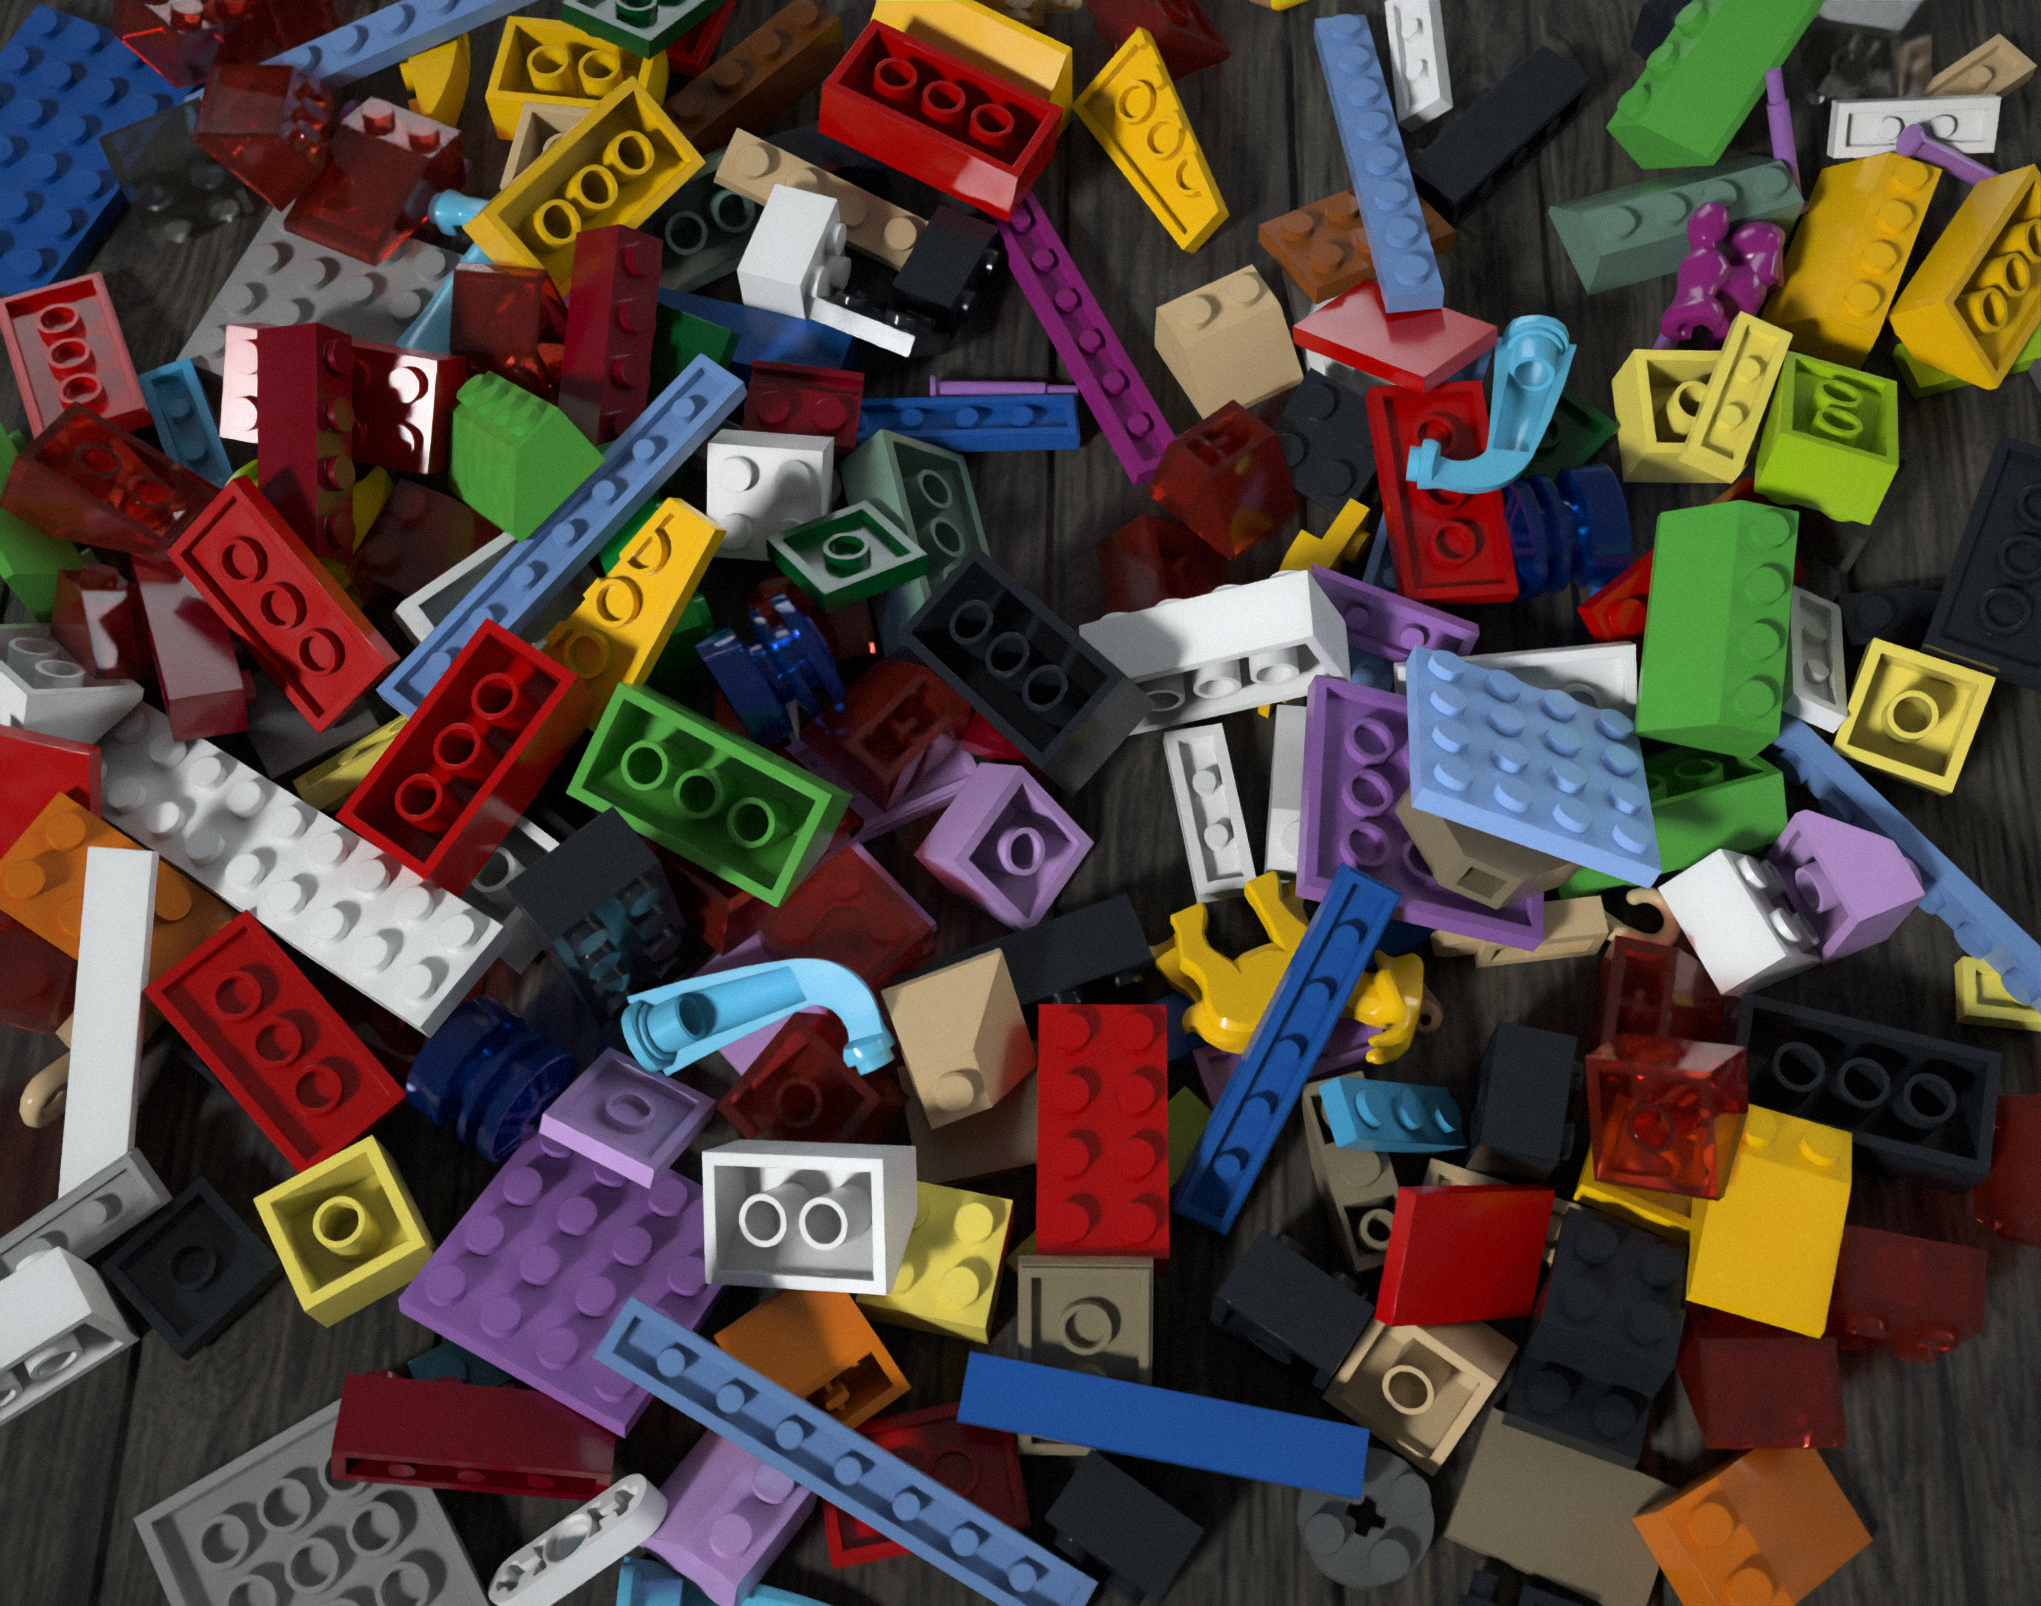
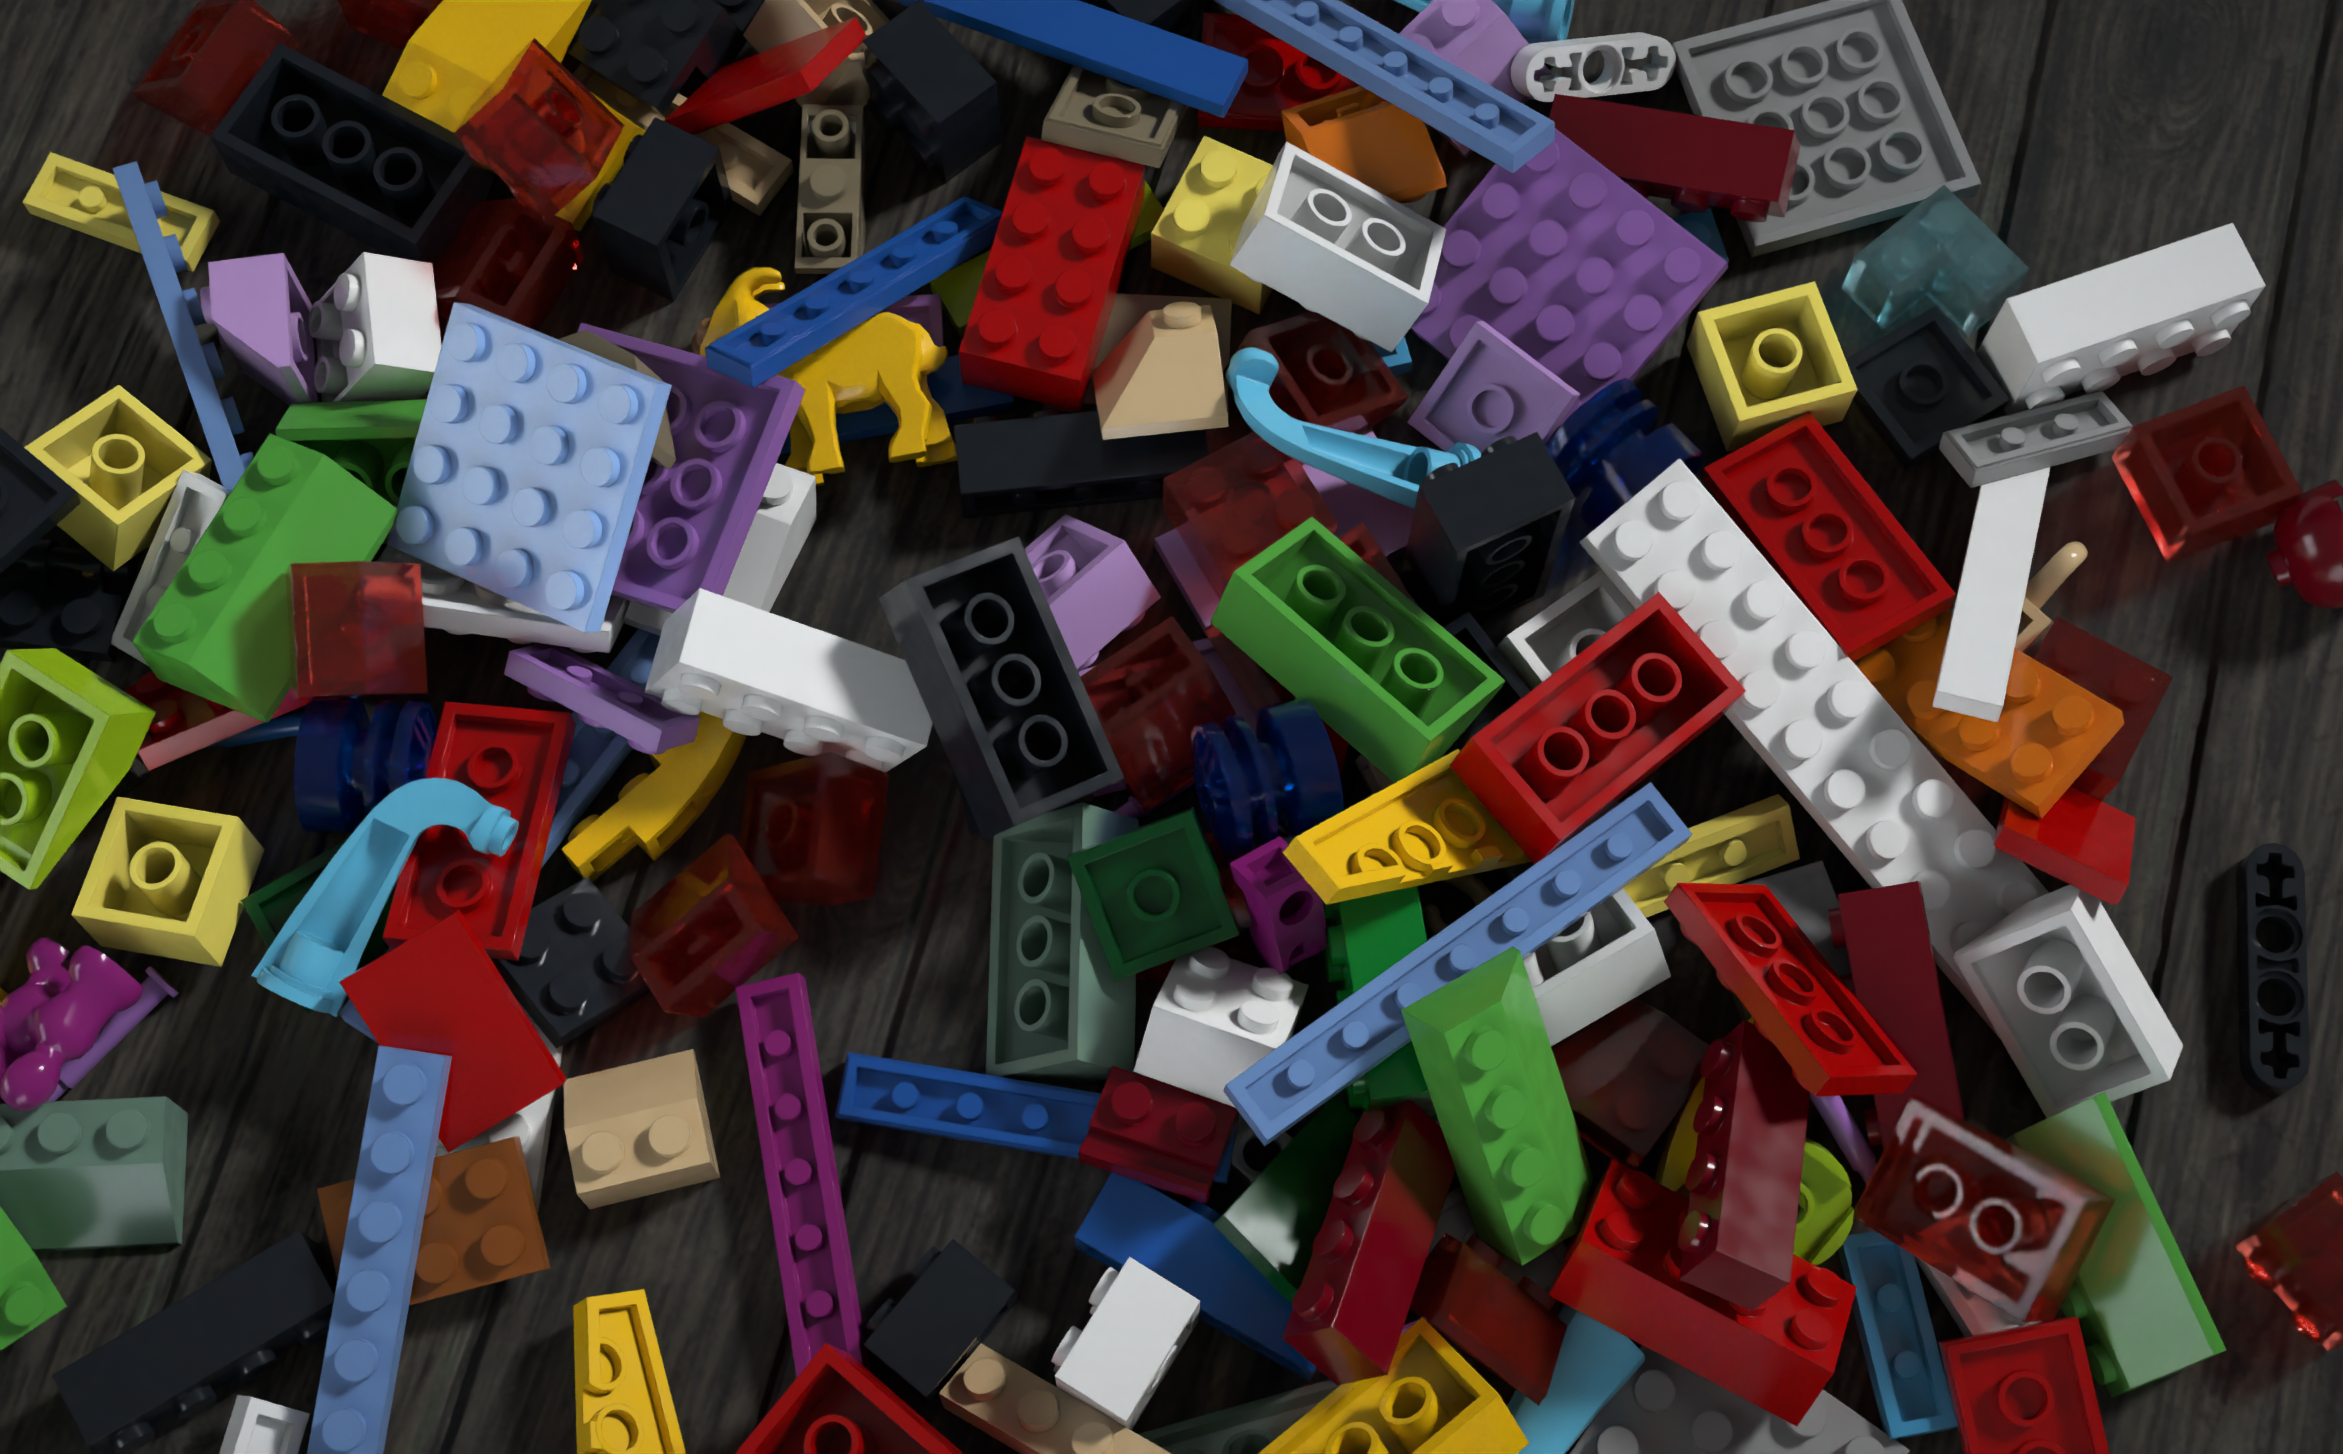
camera: 170 degrees left, 5 degrees up
(102, 623) = (1998, 1055): clear red slope -> none
(185, 1417) = (1940, 254): none -> clear light blue brick
(740, 572) = (1281, 905): none -> magenta leg
(869, 319) = (1042, 1239): black plate -> none
(994, 388) = (924, 1149): medium lavender piece -> none
(1209, 812) = (850, 564): white plate -> none
(1392, 1117) = (782, 218): dark azure plate -> none
(1617, 586) = (356, 629): none -> clear red slope
(1735, 397) = (113, 842): light yellow plate -> none

